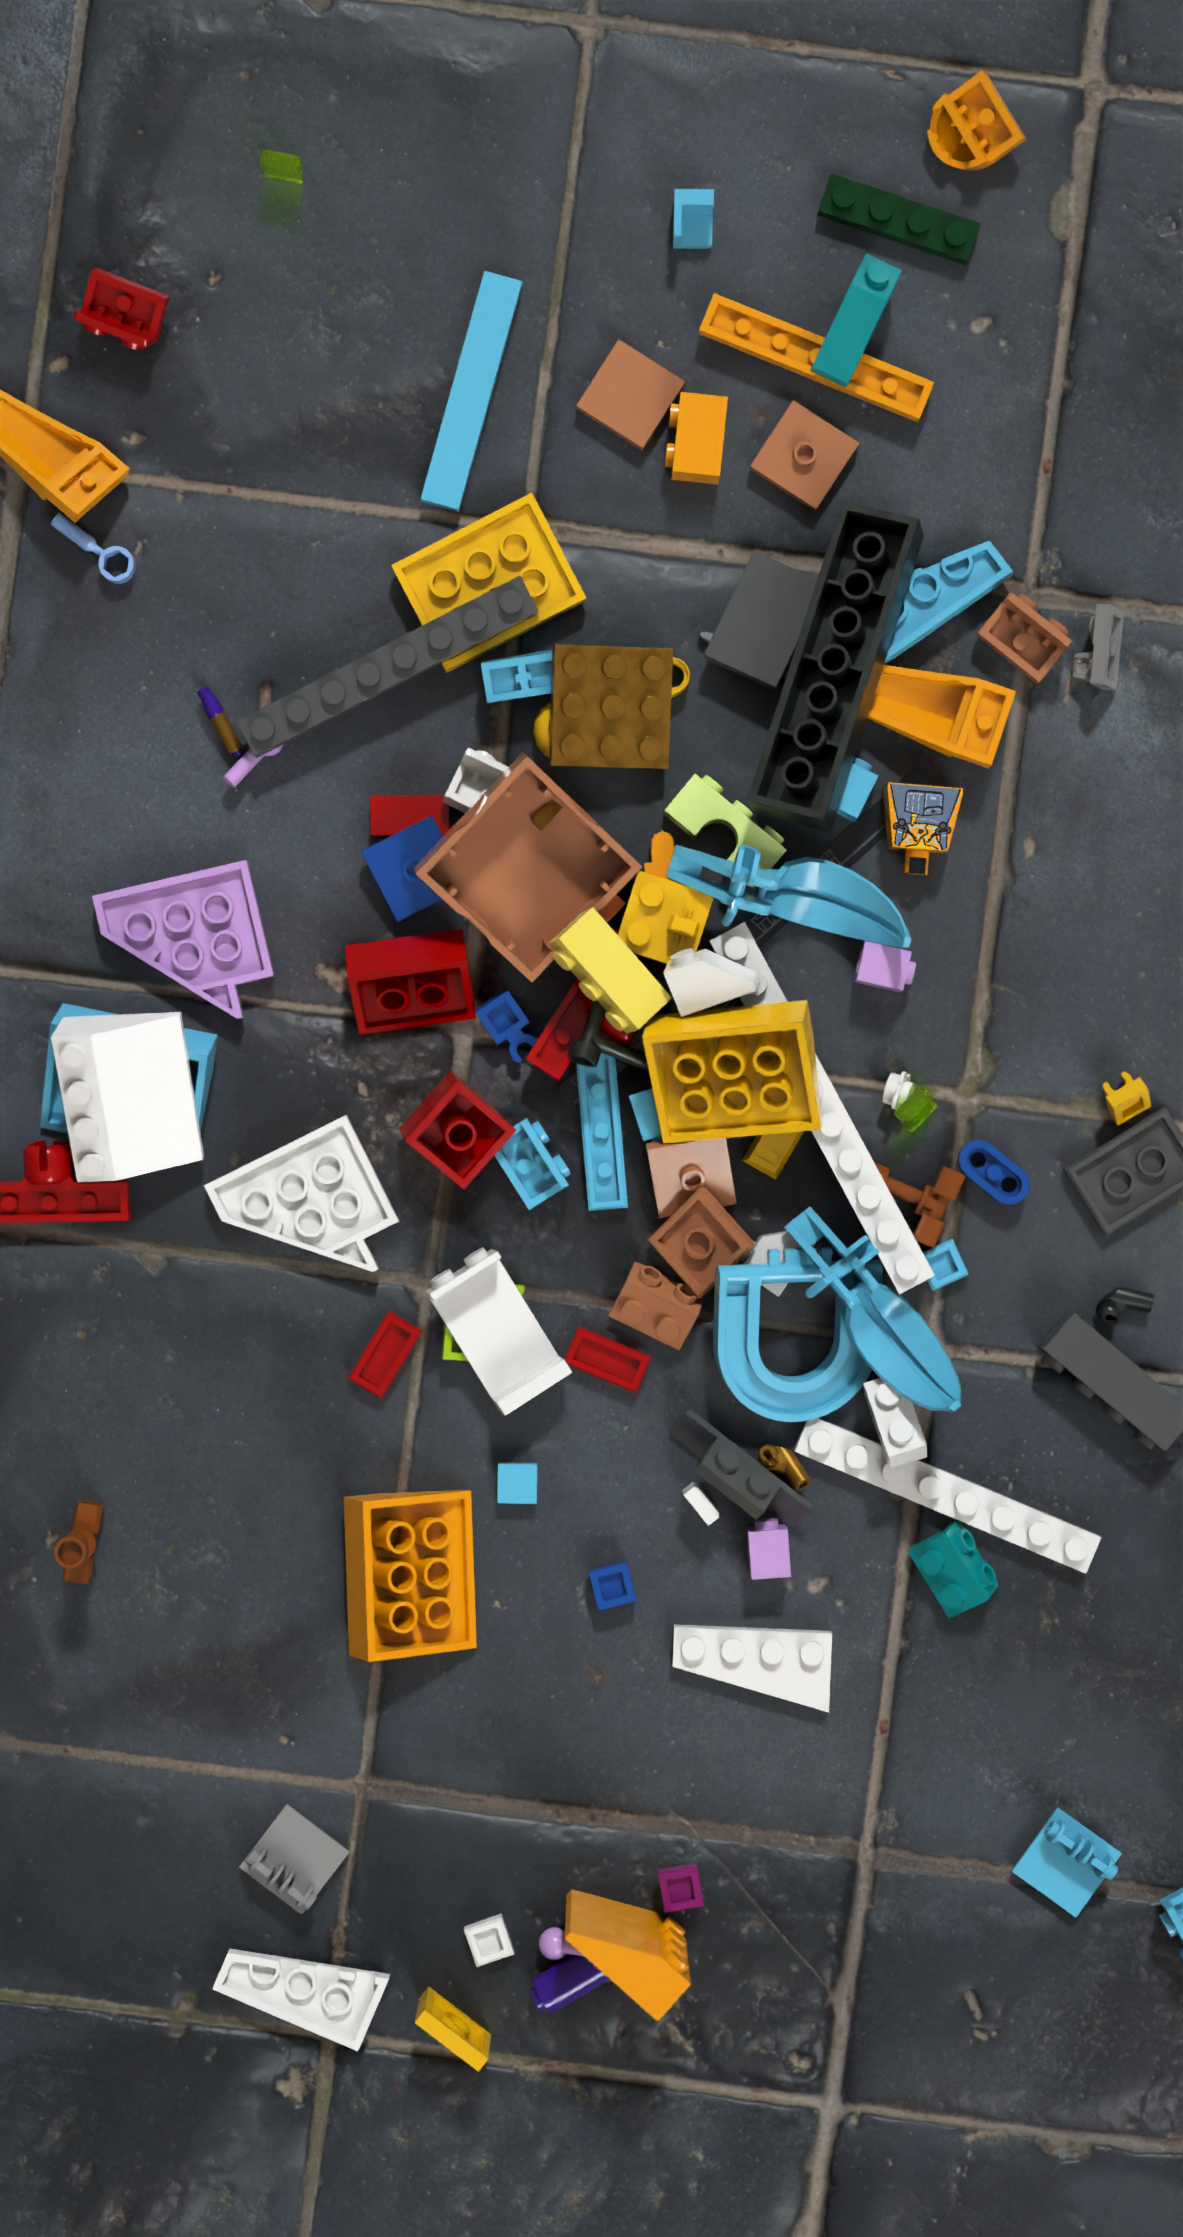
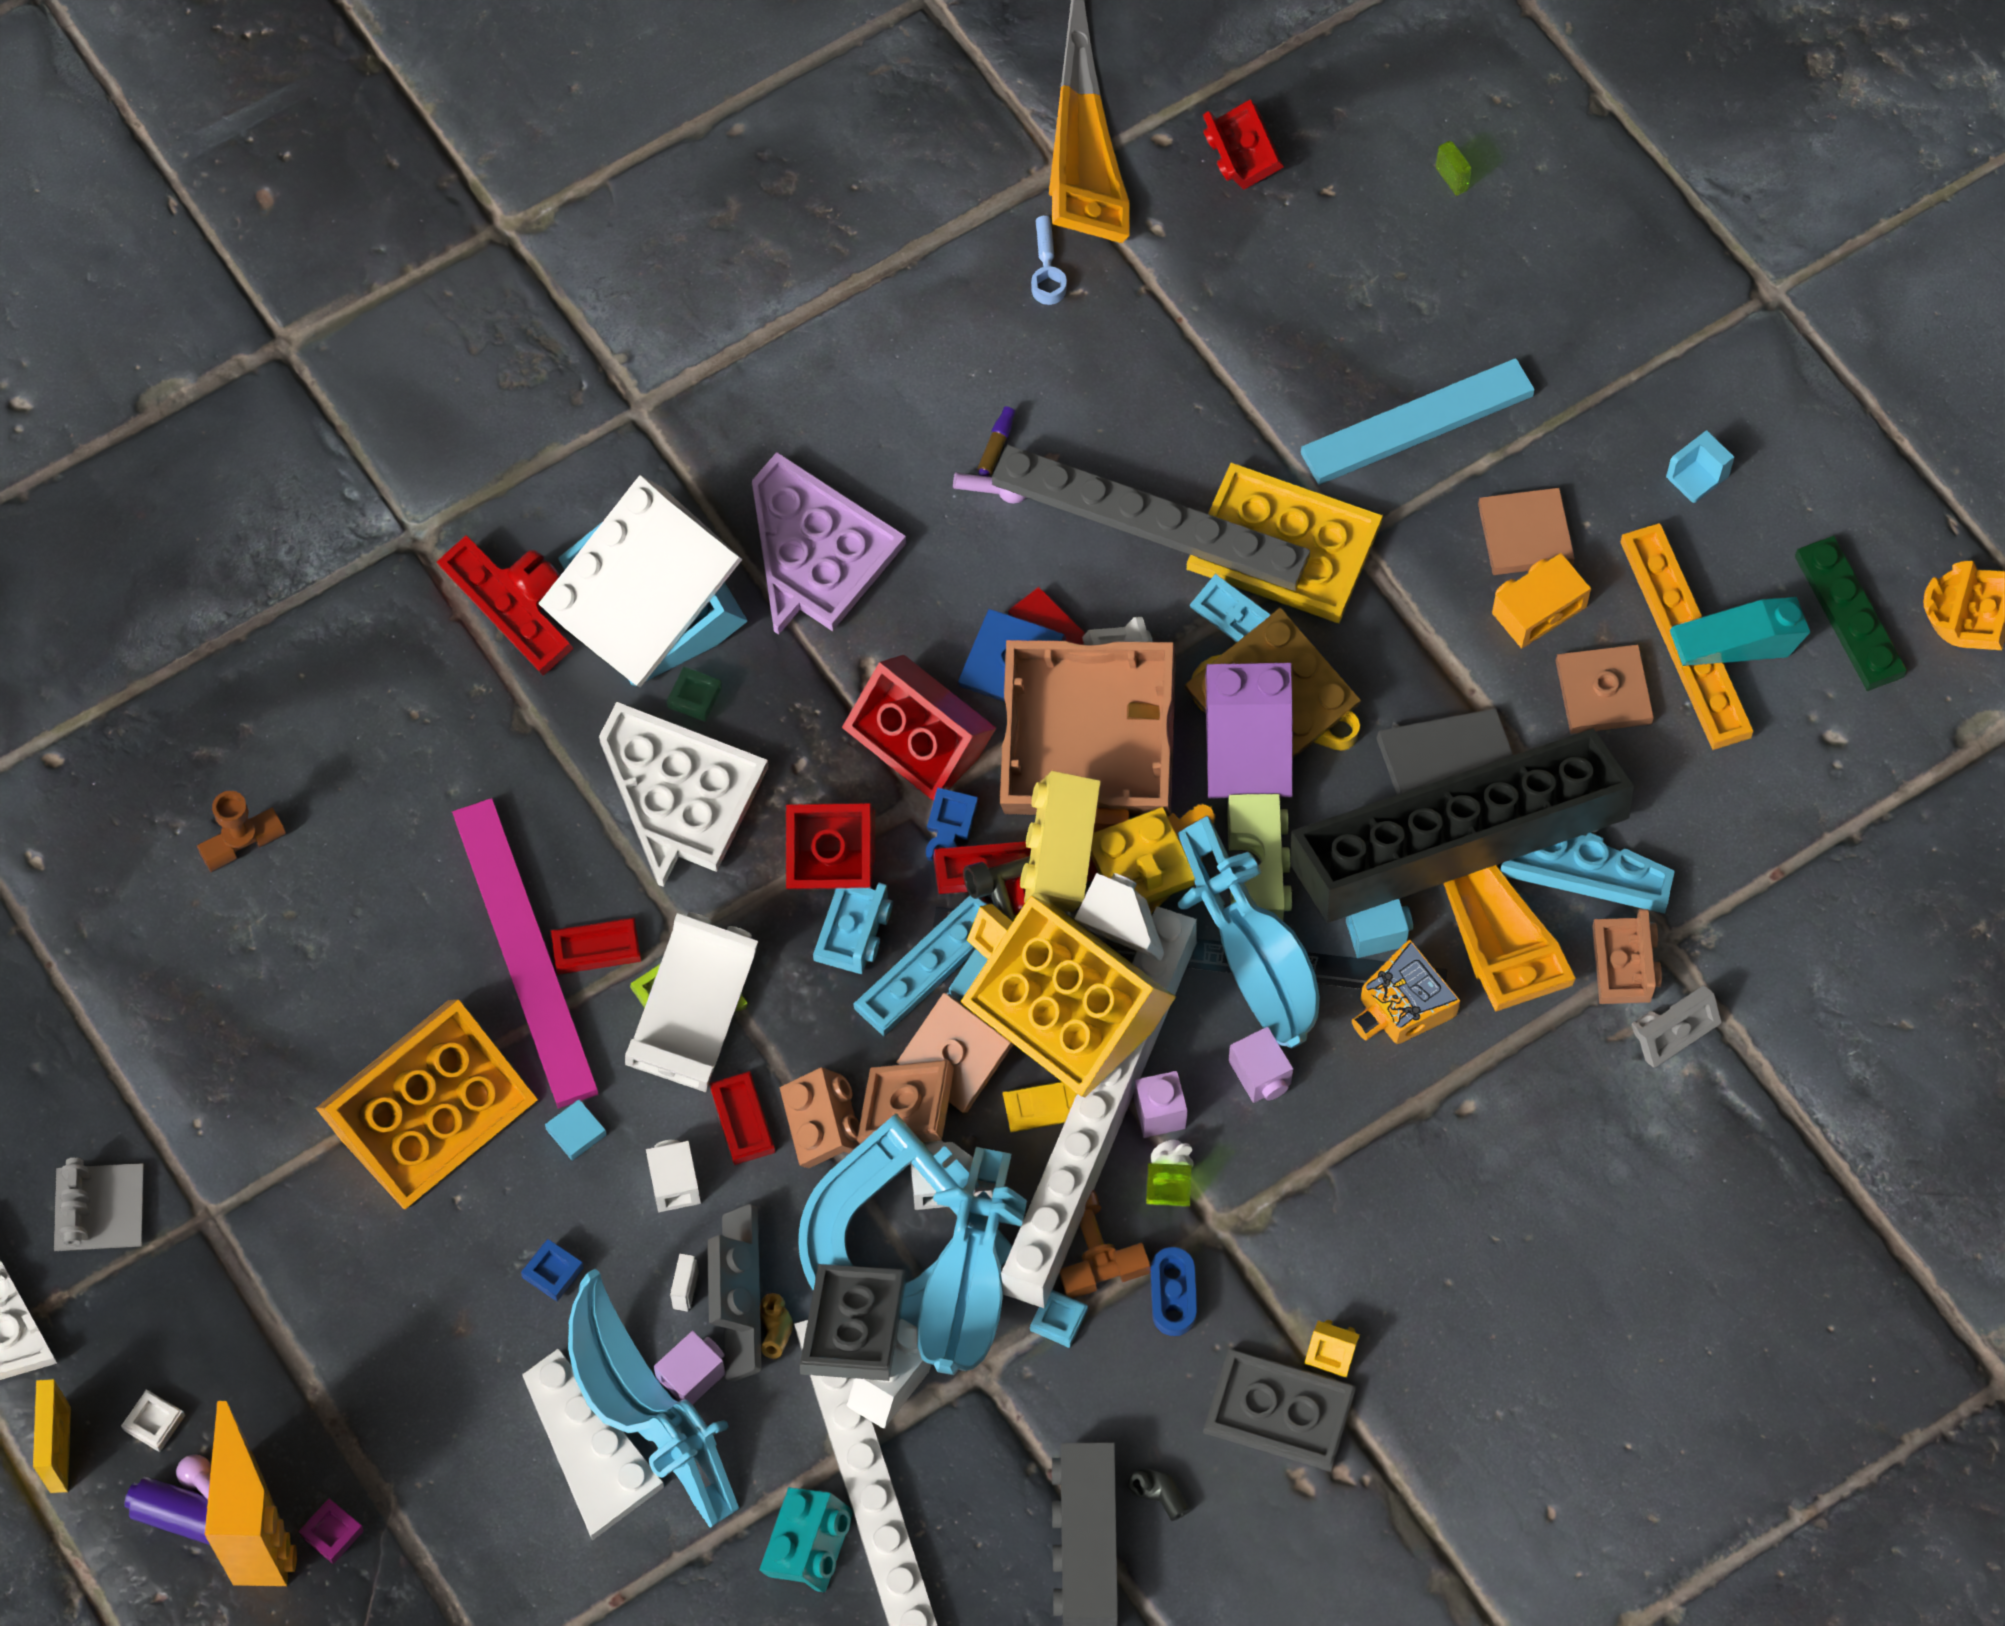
camera: 40 degrees right, 25 degrees down
(243, 1121) = (694, 694): none -> clear green plate
(346, 1408) = (525, 953): none -> dark pink tile
(613, 1446) = (673, 1175): none -> white brick
(630, 1077) = (988, 929): none -> yellow plate
(632, 754) = (1249, 729): none -> medium lavender slope
(753, 1611) = (631, 1399): none -> medium azure piece
(845, 1424) = (853, 1322): none -> dark grey tile
(853, 1063) = (1160, 1104): none -> lavender brick

